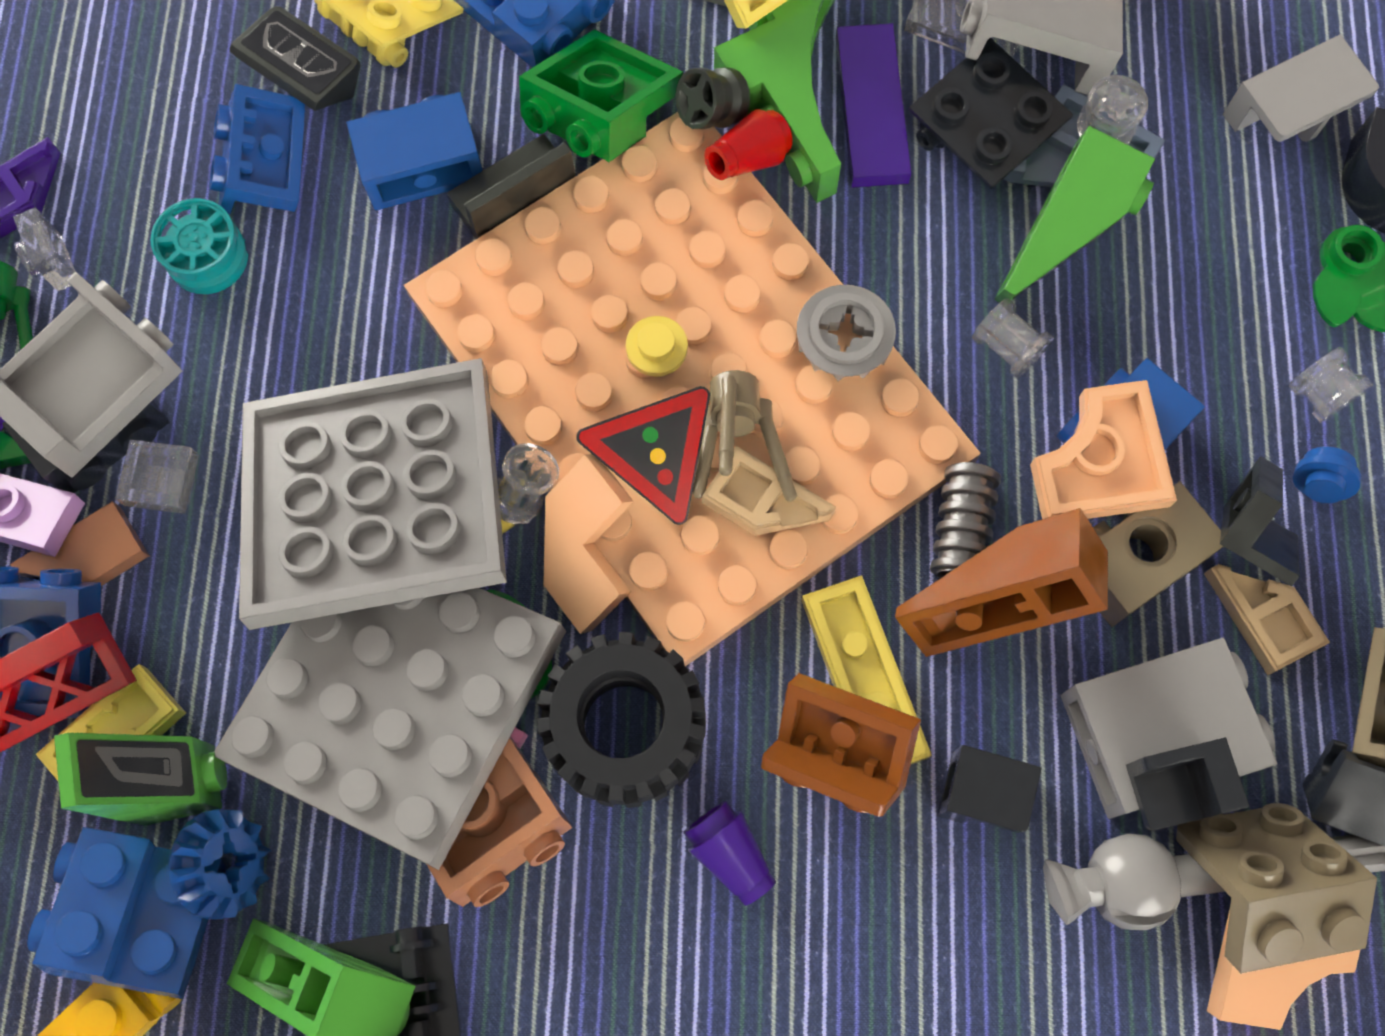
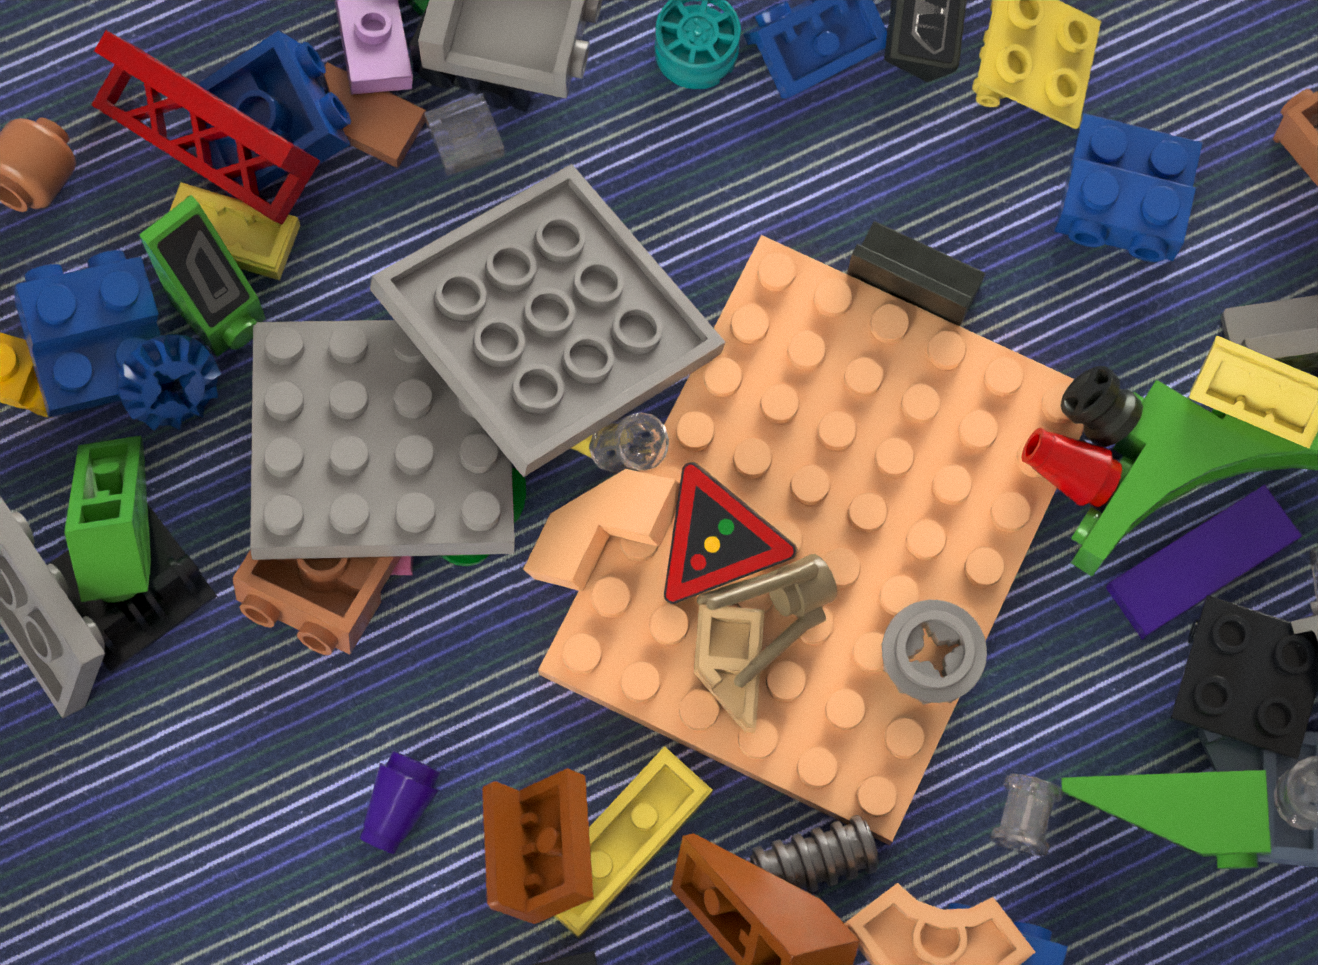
camera: 55 degrees right, 0 degrees up
(414, 150) = (898, 169): blue brick -> none
(596, 94) = (1050, 299): green plate -> none
(612, 666) = (449, 594): black tyre -> none
(656, 346) = (821, 488): light yellow plate -> none

